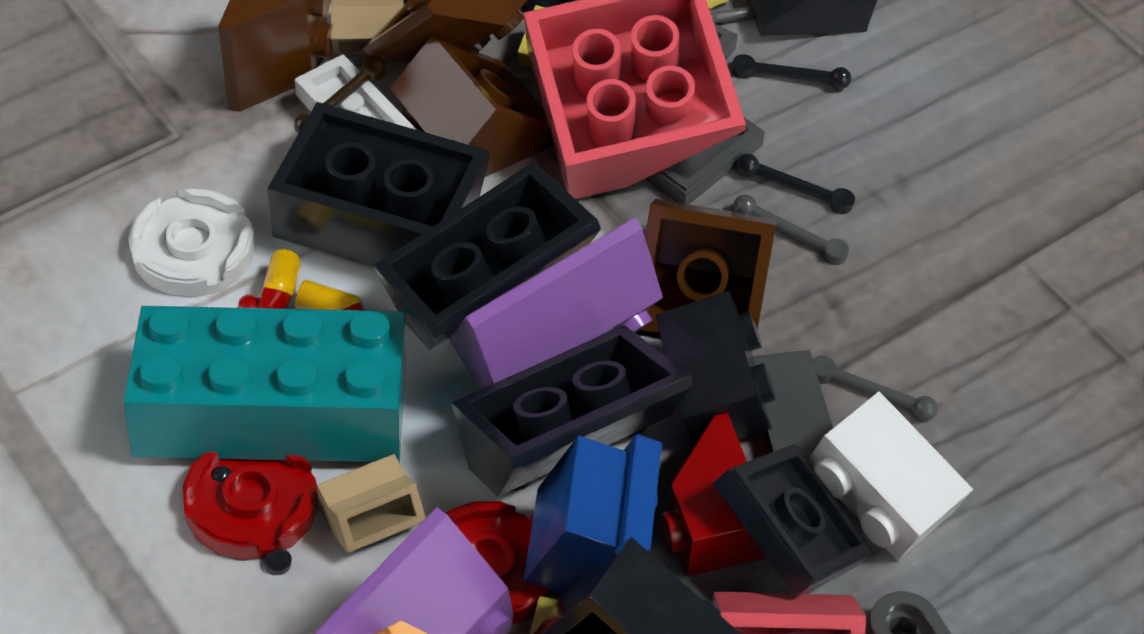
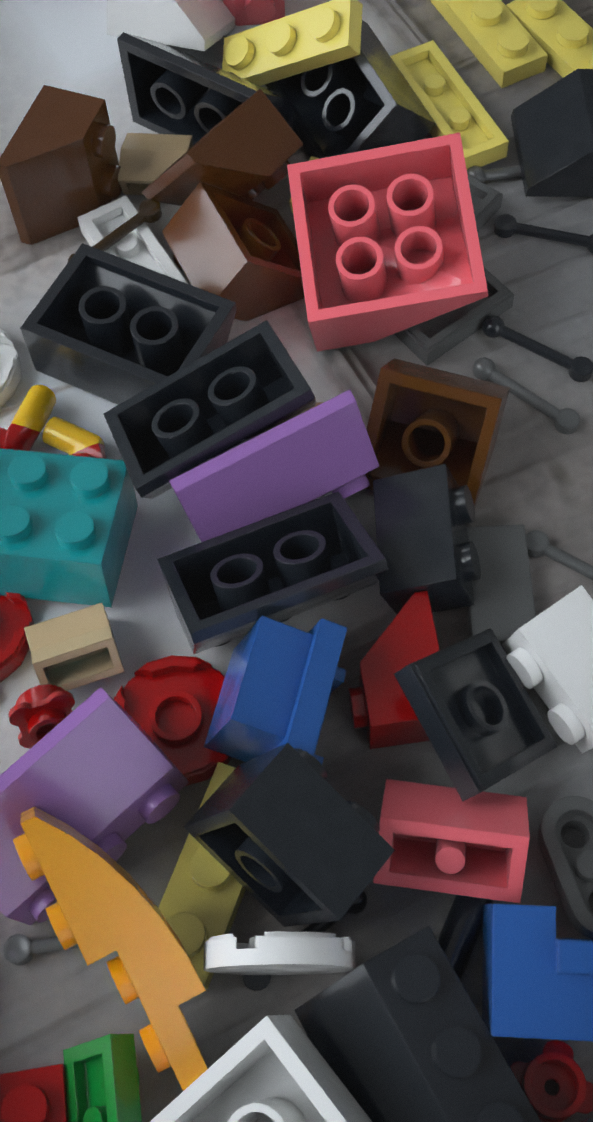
camera: 15 degrees right, 10 degrees up
(348, 564) = (39, 712): none -> red plate

